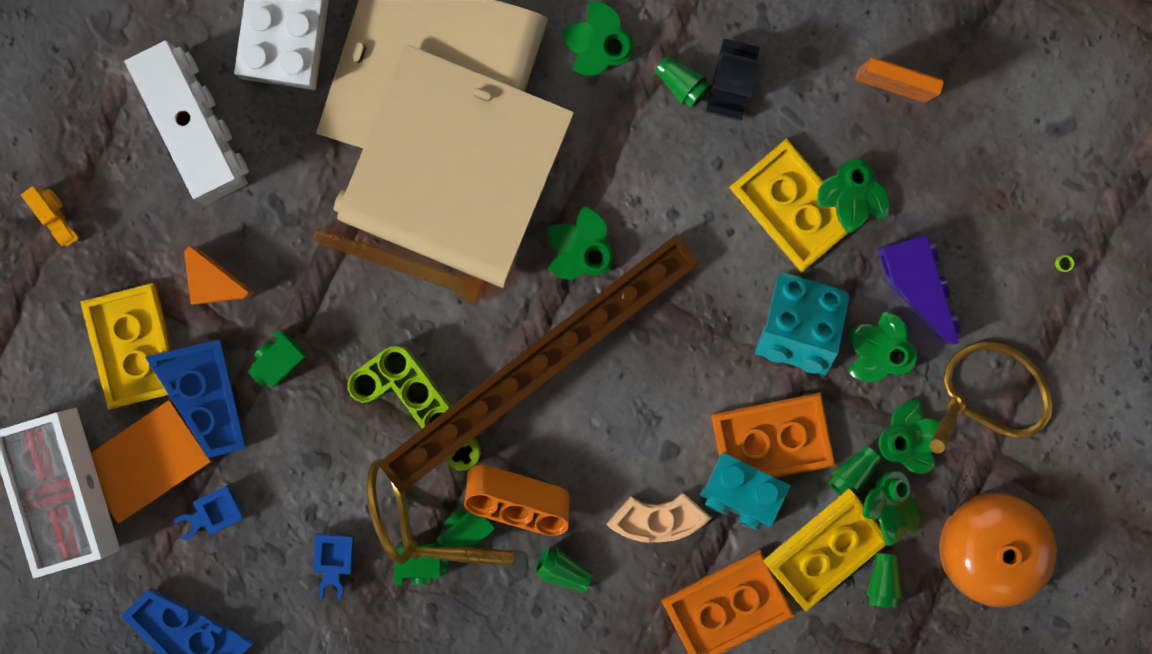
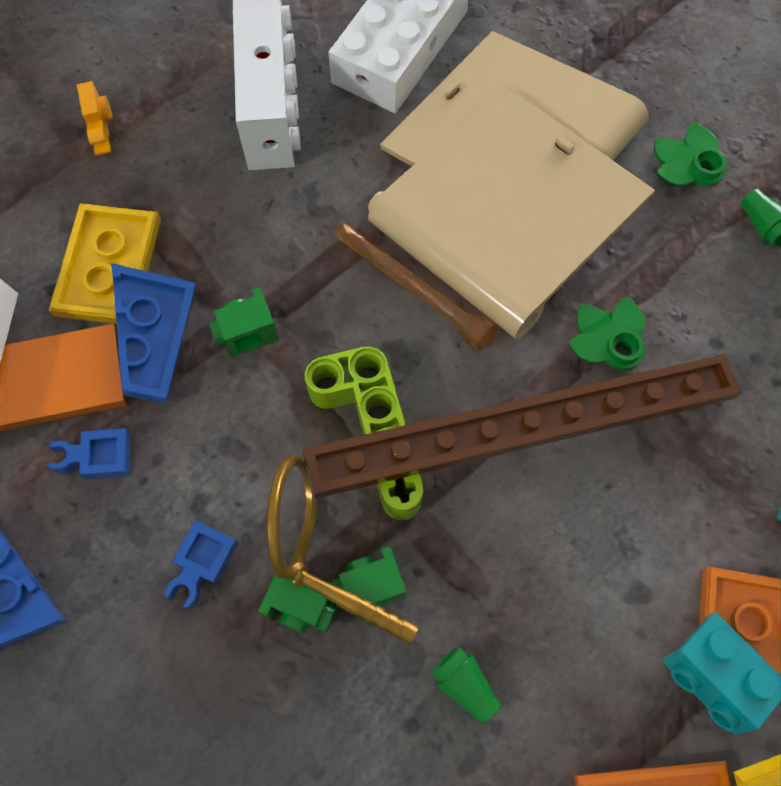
camera: 20 degrees right, 20 degrees down
(210, 281) = (214, 231): orange slope -> none
(517, 500) = (453, 591): orange beam -> none
(658, 522) = (604, 673): light nougat tile -> none

